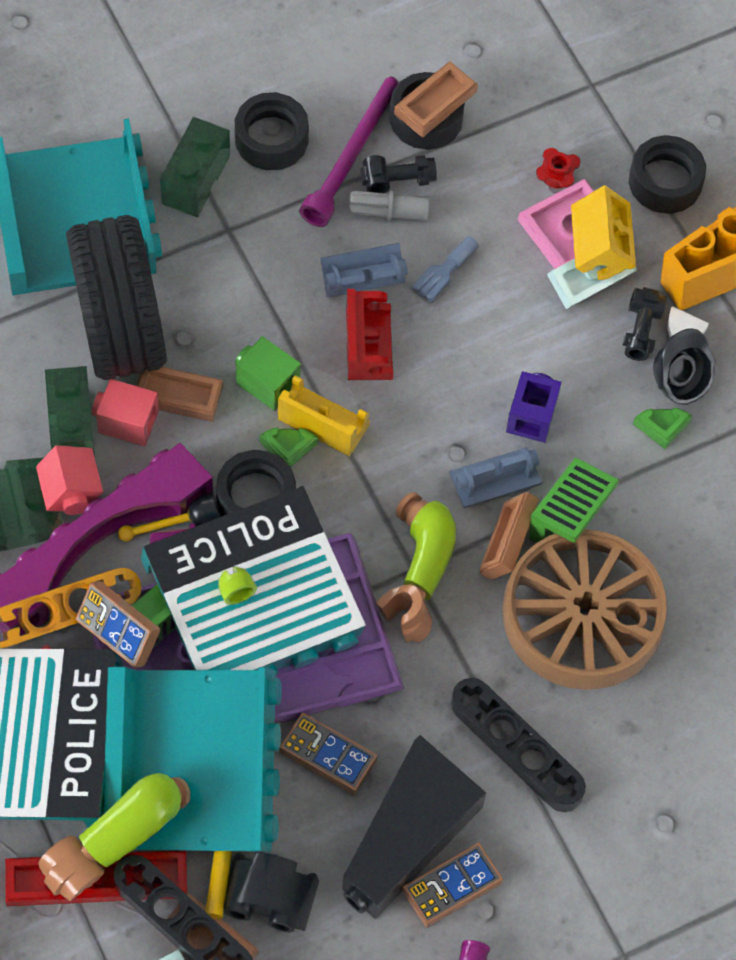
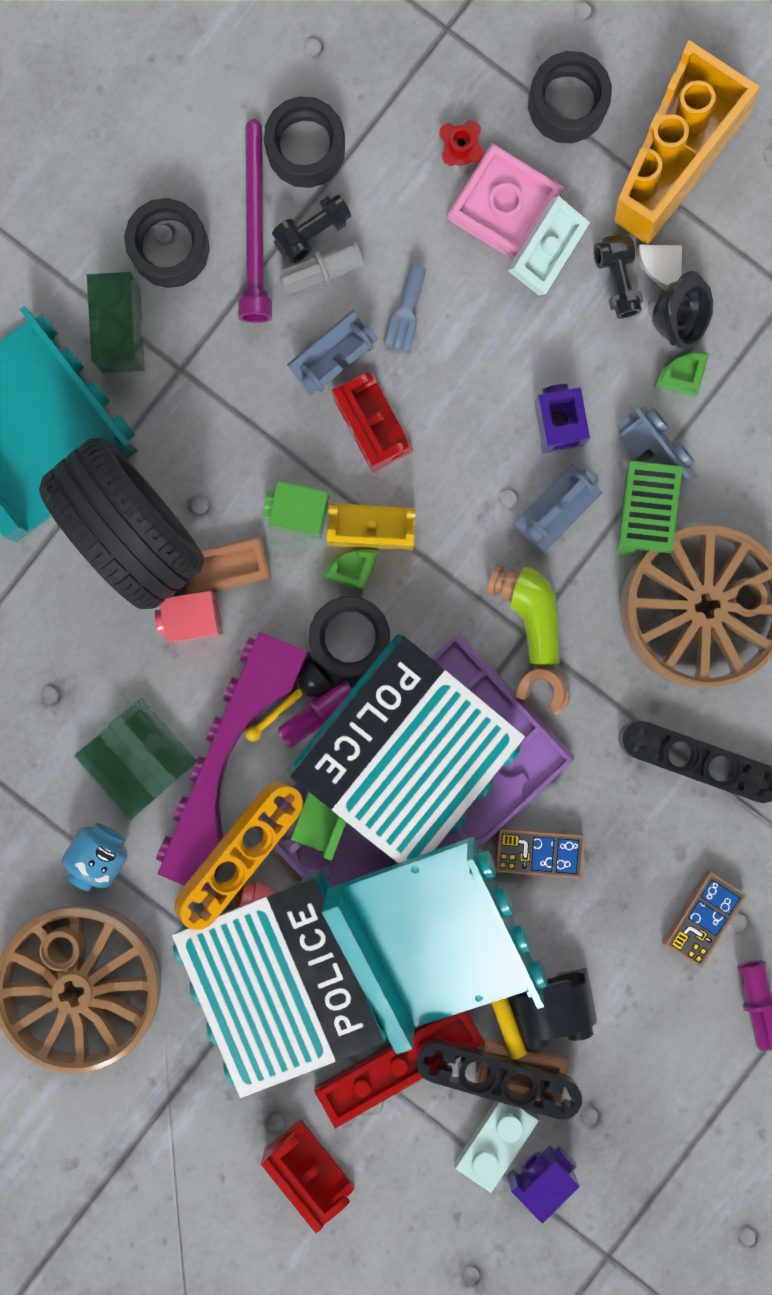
camera: 25 degrees left, 25 degrees up
(69, 407) = (140, 650): clear green brick -> none
(69, 479) = (177, 716): coral brick -> none
(117, 624) = (305, 858): tile -> none
(133, 819) = (411, 1043): lime piece -> none
(237, 586) = (397, 774): lime hinge -> none
(413, 824) = (648, 890): black slope -> none
(436, 99) = (312, 129): nougat tile -> none
(508, 536) = (601, 565): nougat tile -> none
(603, 233) = (546, 203): yellow hinge -> none
(606, 452) = (649, 434): none -> sand blue hinge

